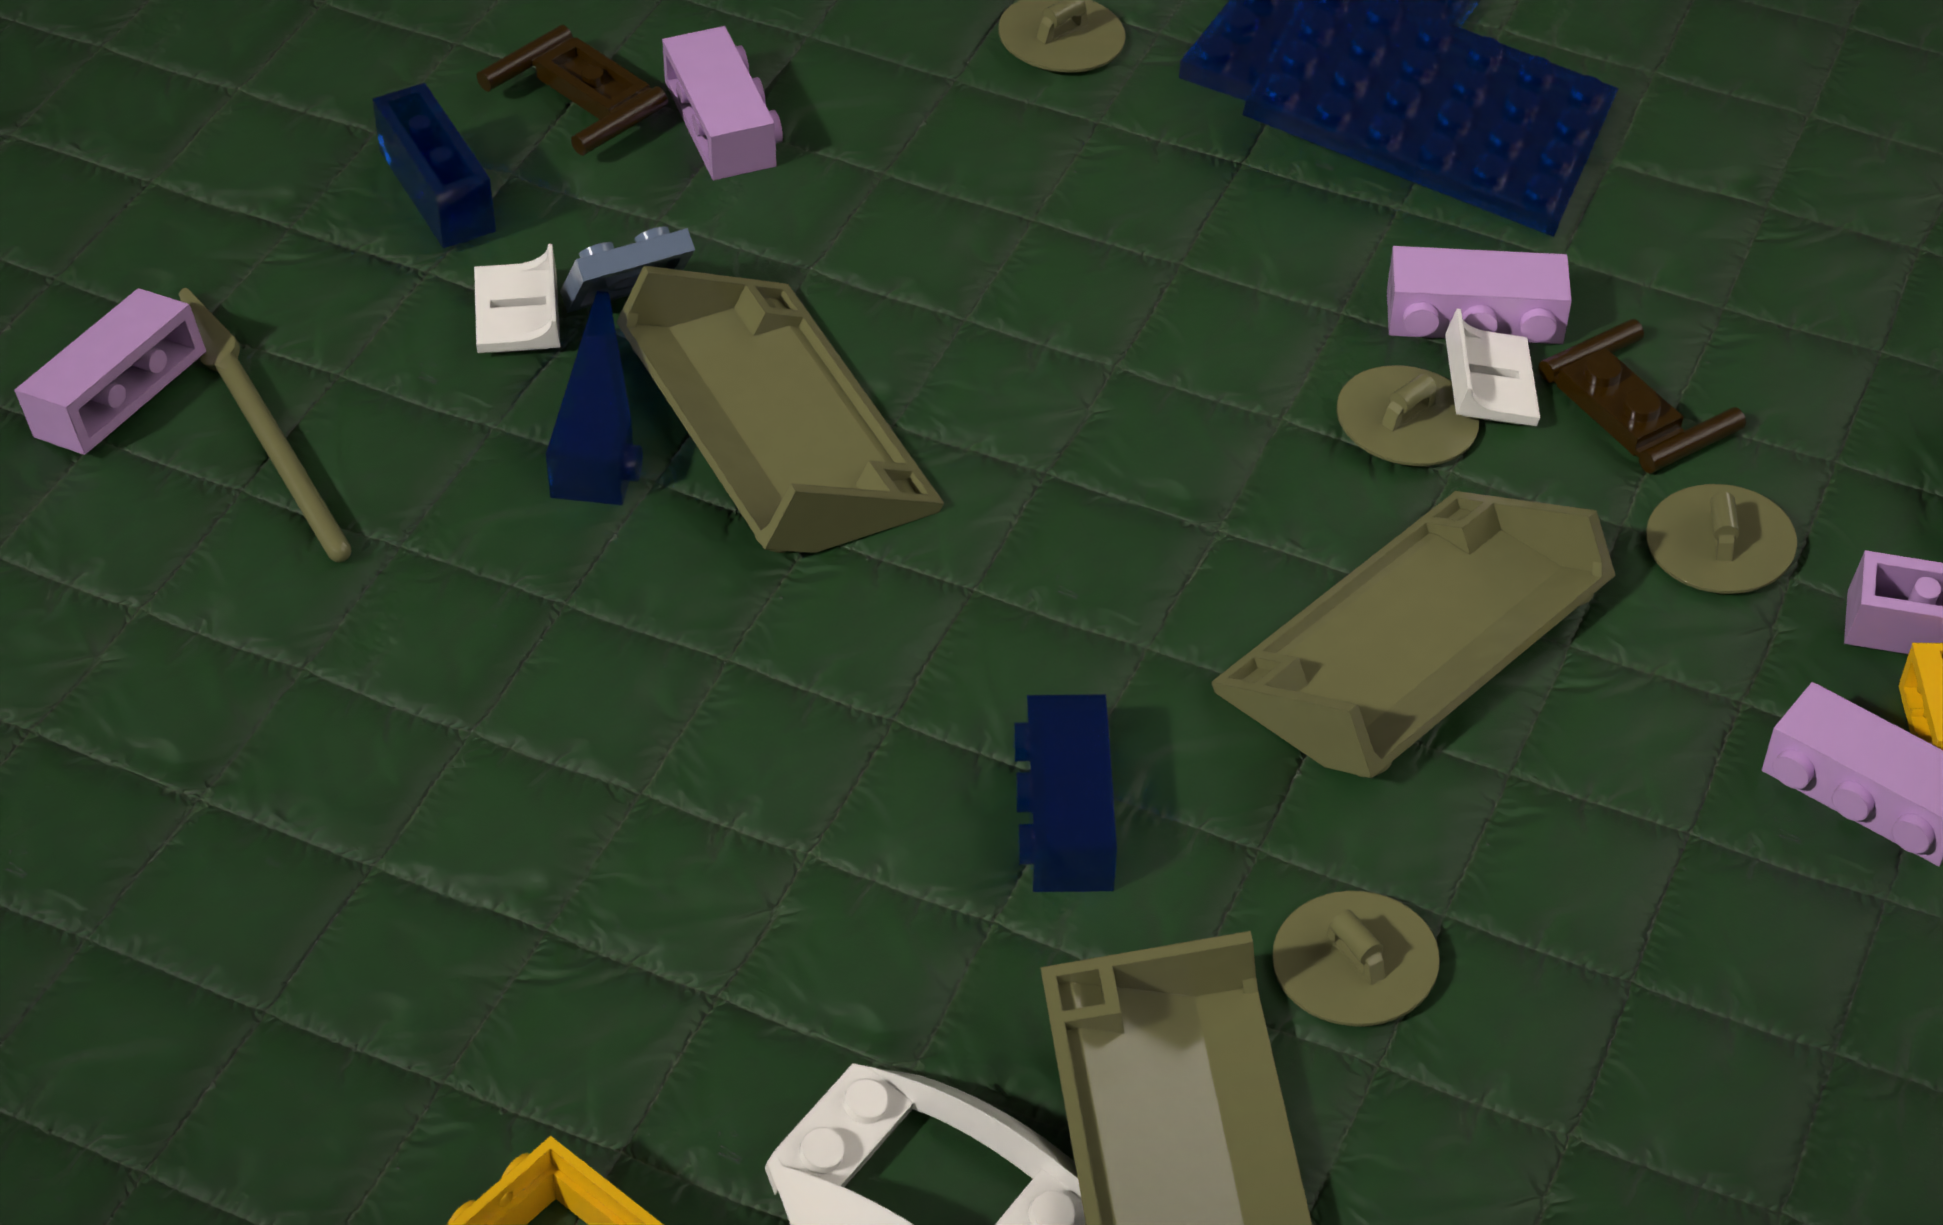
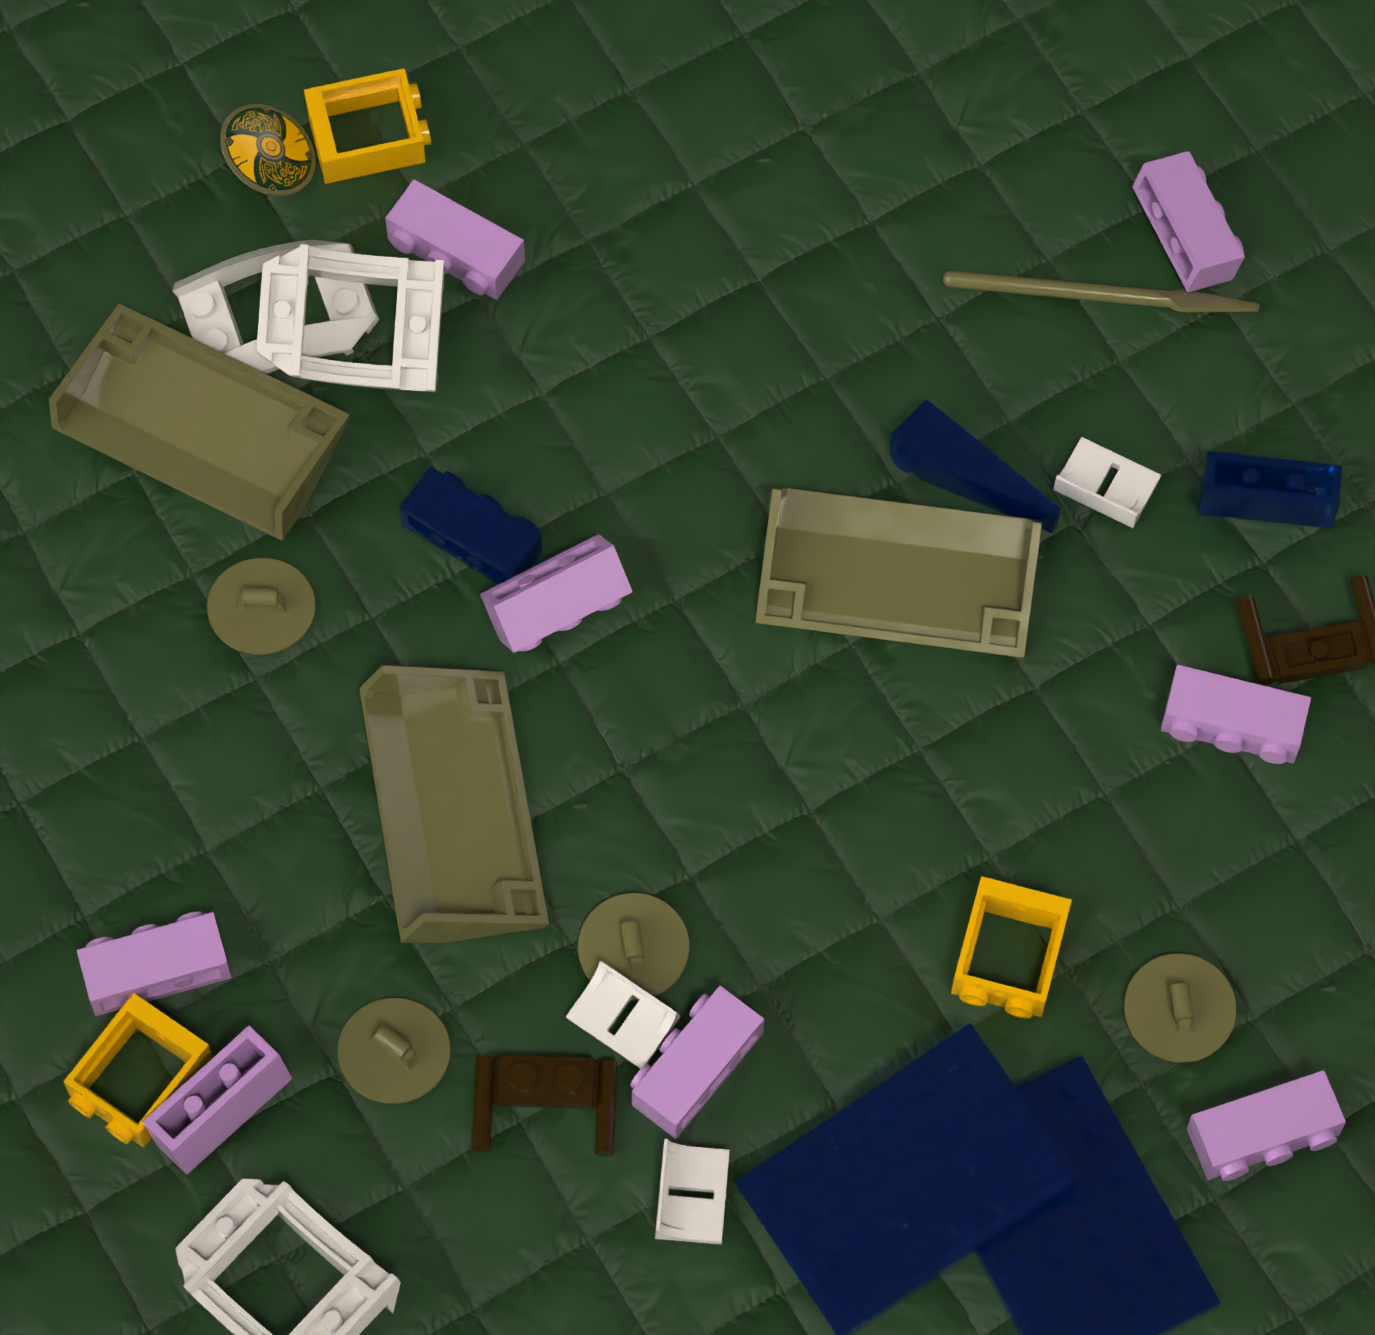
camera: 125 degrees right, 20 degrees up
(617, 269) = (1072, 538): sand blue plate -> none
(671, 1044) = (444, 230): none -> lavender brick
(989, 1071) = (416, 321): none -> white wedge
(1084, 654) = (556, 594): none -> lavender brick
(1119, 110) = (1021, 905): none -> yellow window
(1621, 232) = (692, 1170): none -> white piece

